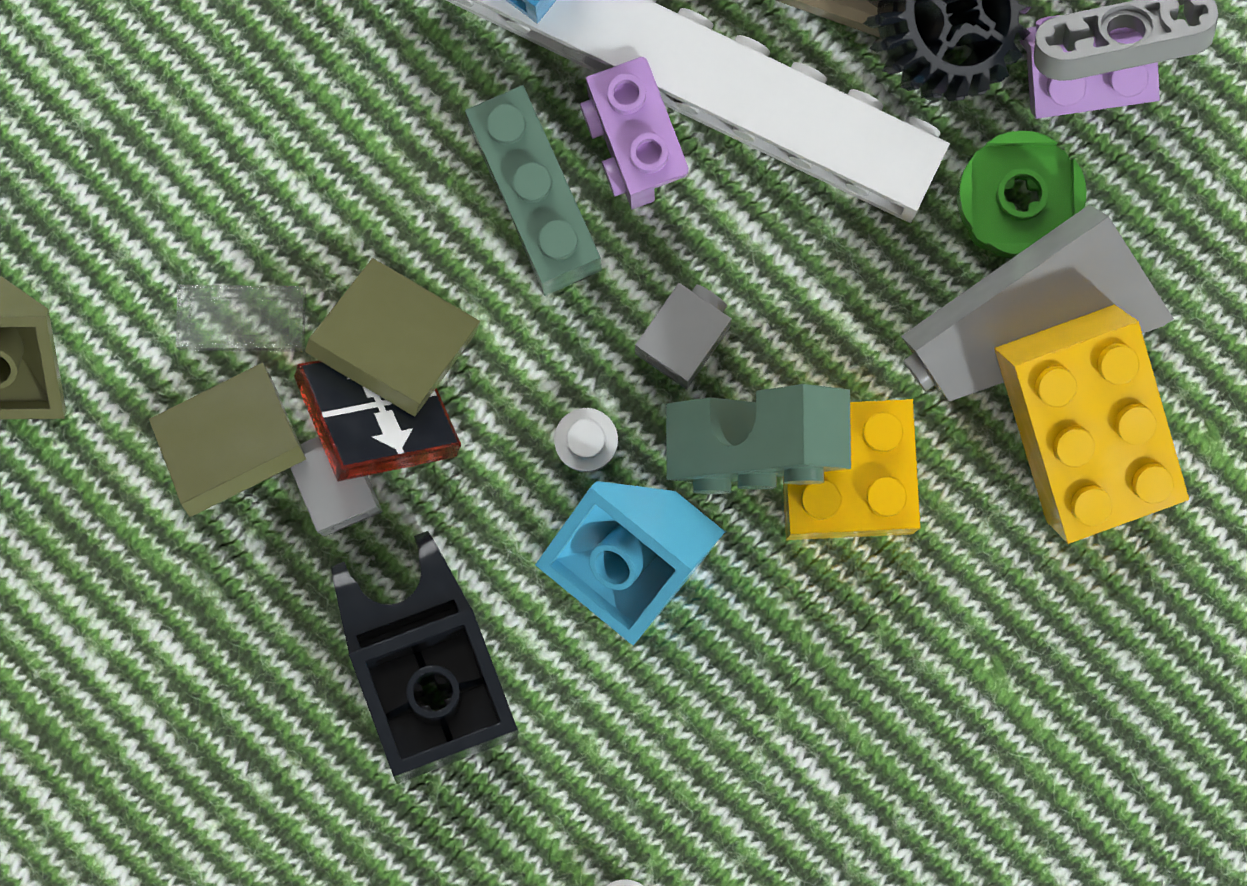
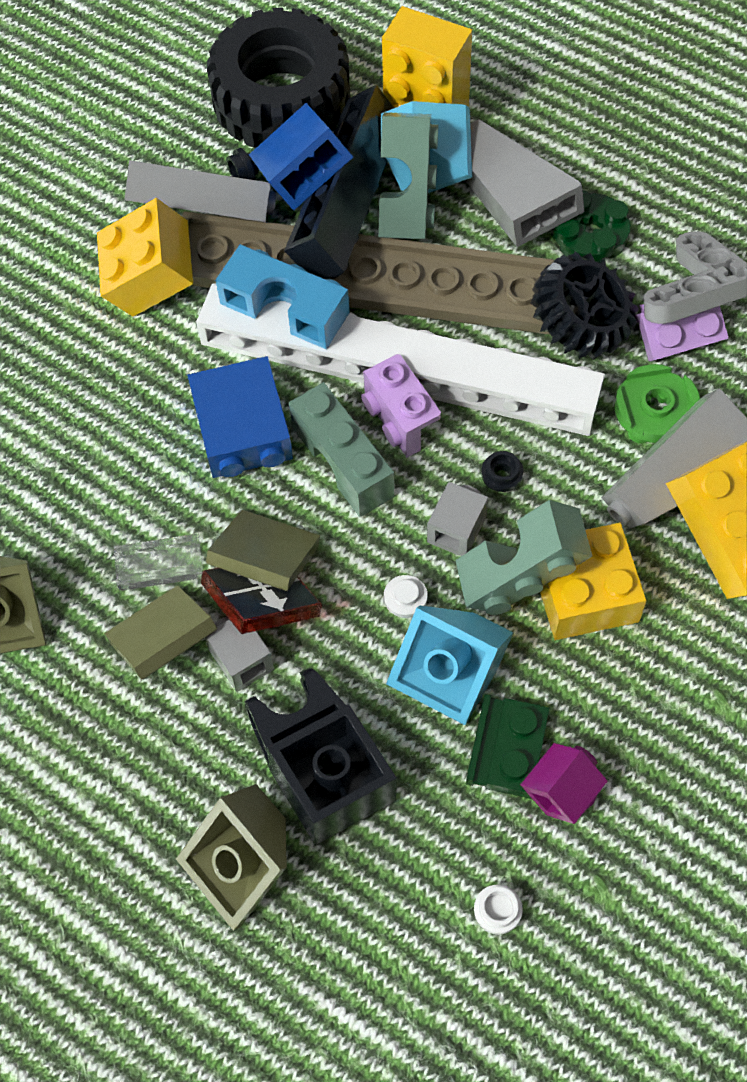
camera: 10 degrees left, 20 degrees down
(293, 779) = (237, 853): none -> olive slope
(391, 107) = (240, 417): none -> blue brick
(686, 687) = (507, 744): none -> dark green plate
(749, 762) = (565, 782): none -> magenta brick
(773, 247) = (502, 461): none -> black plate

